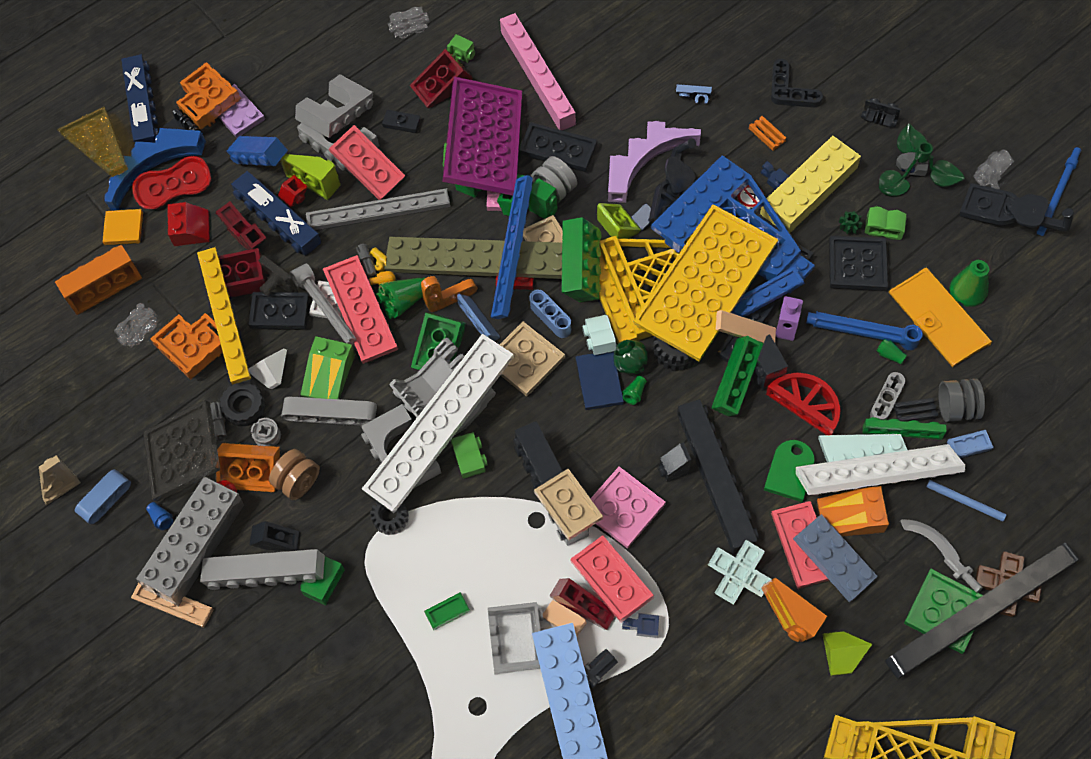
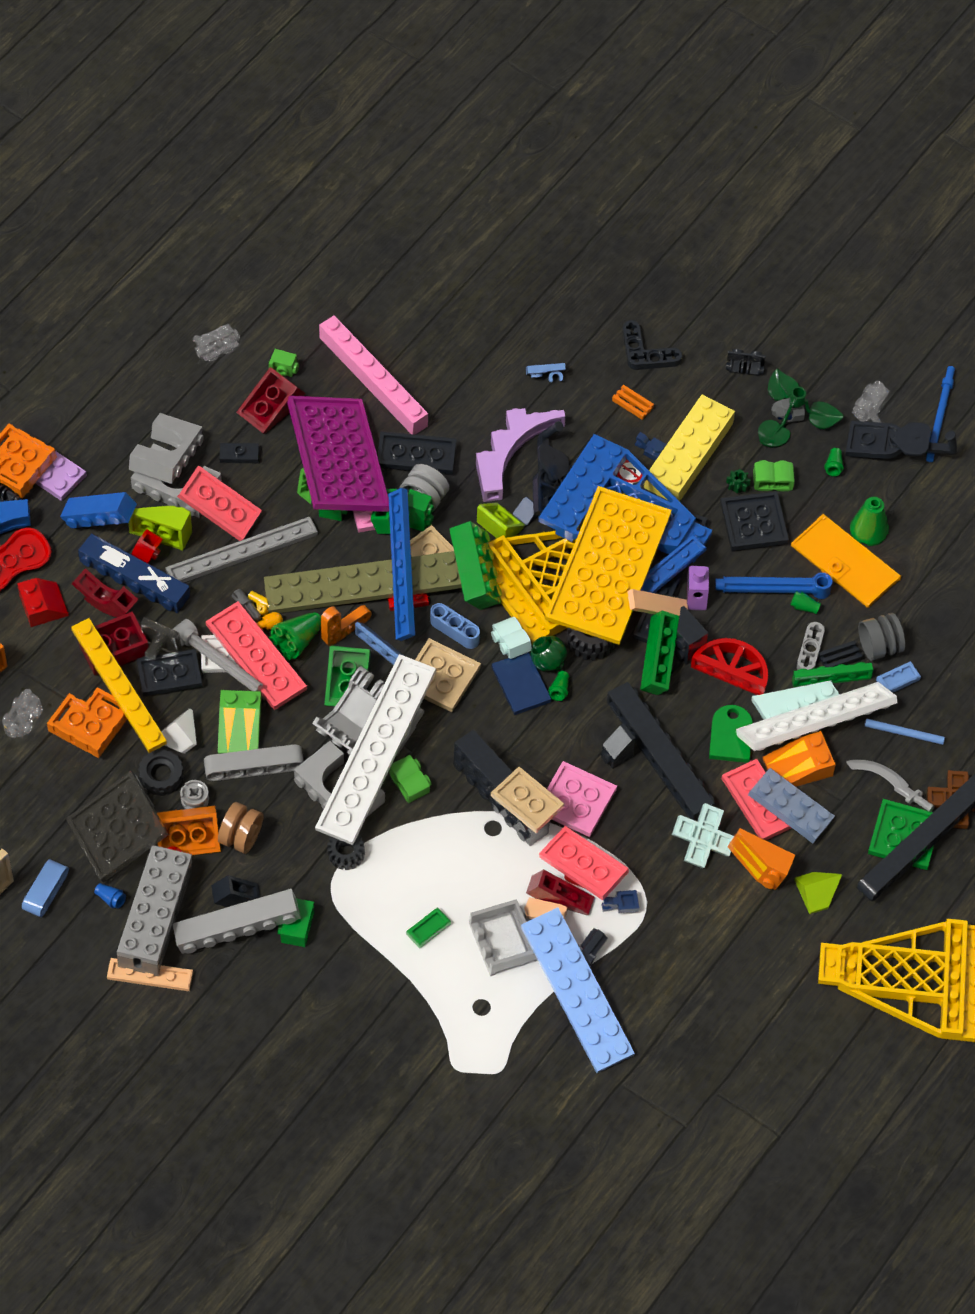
camera: 20 degrees left, 5 degrees down
(946, 222) = (834, 463): none -> green cone

